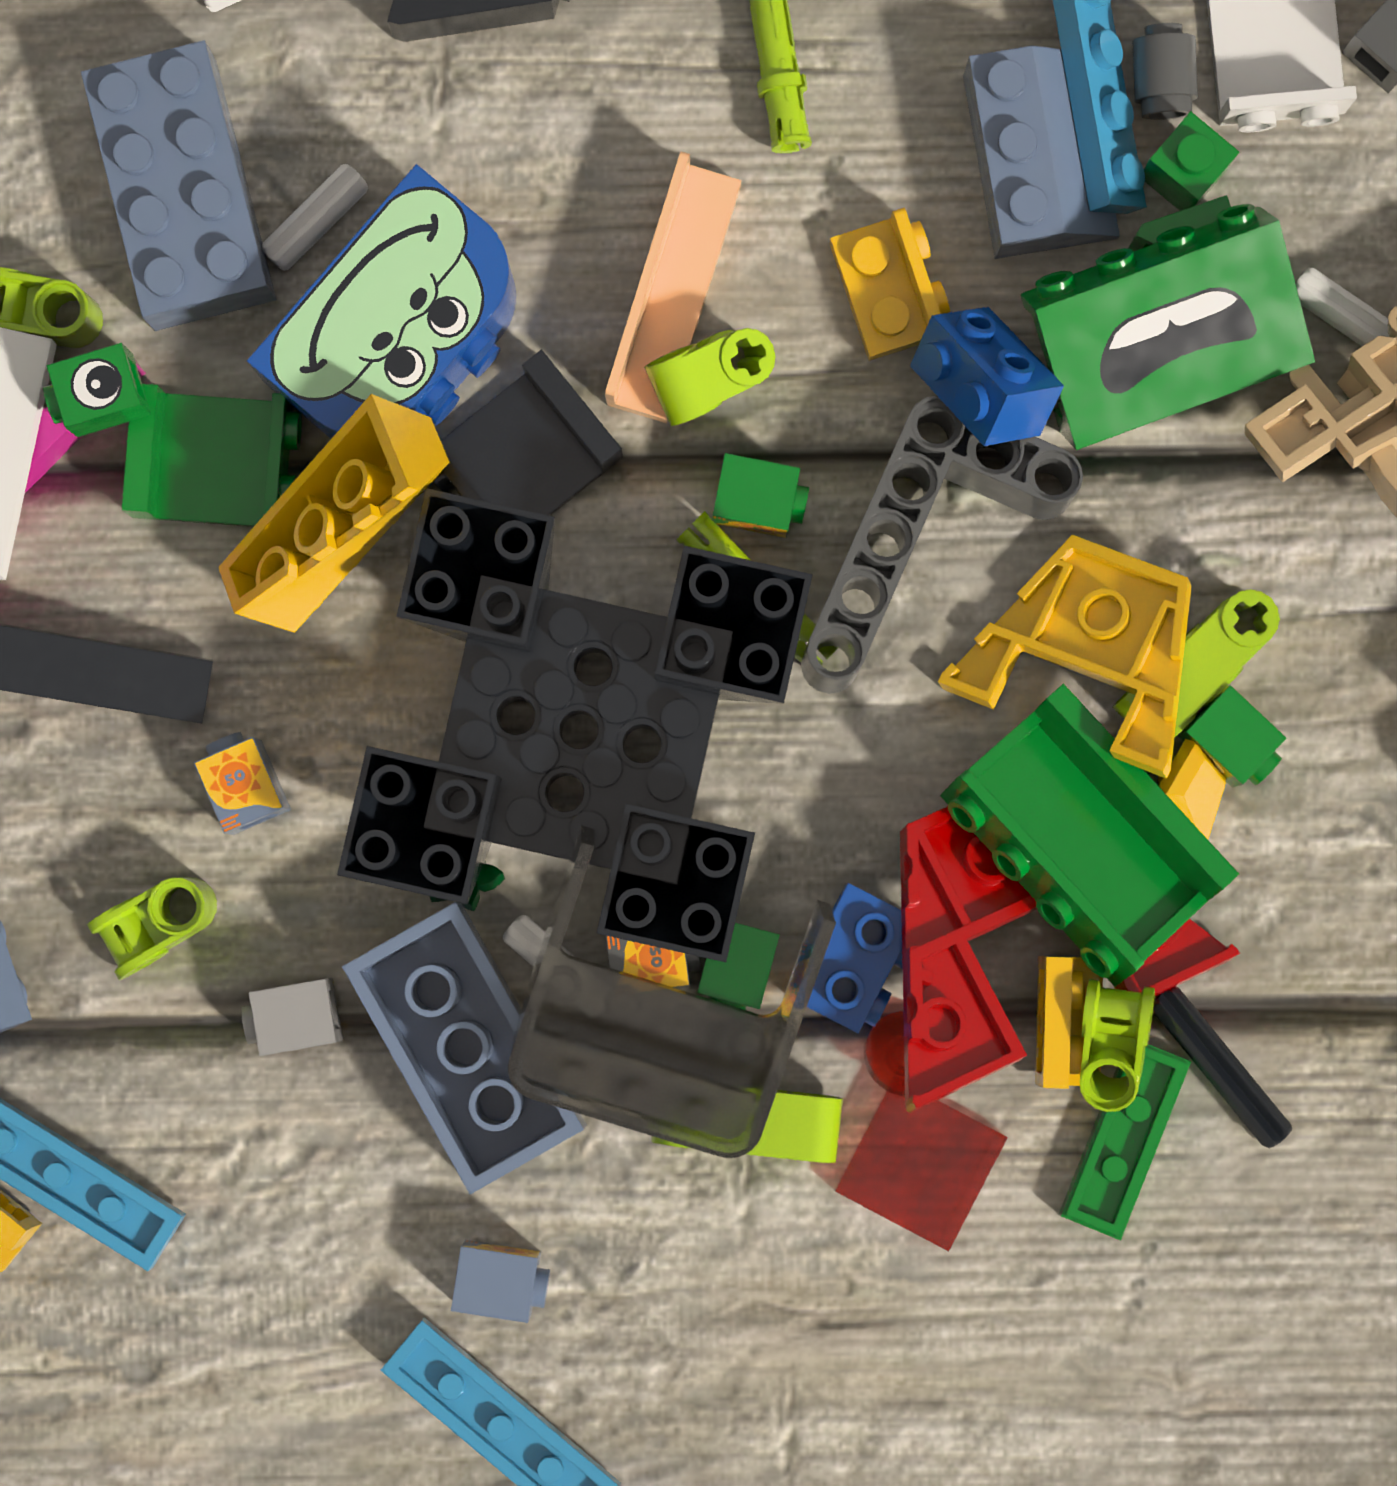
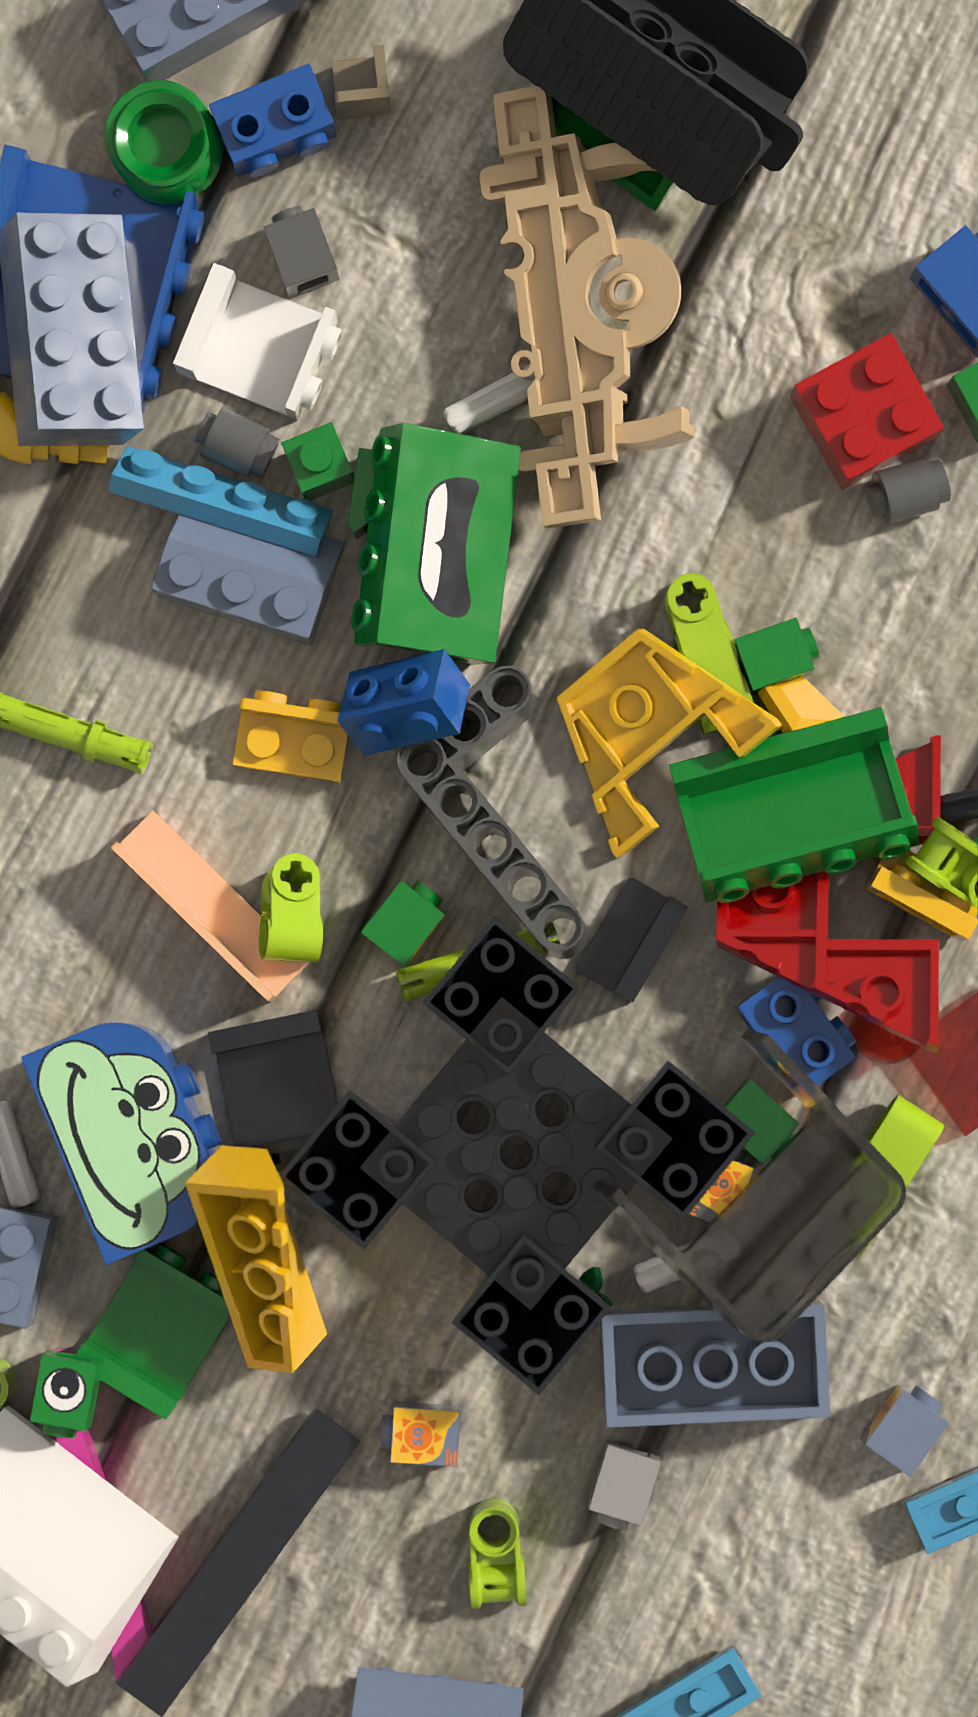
camera: 60 degrees left, 0 degrees up
(861, 740) = (631, 939): none -> black panel

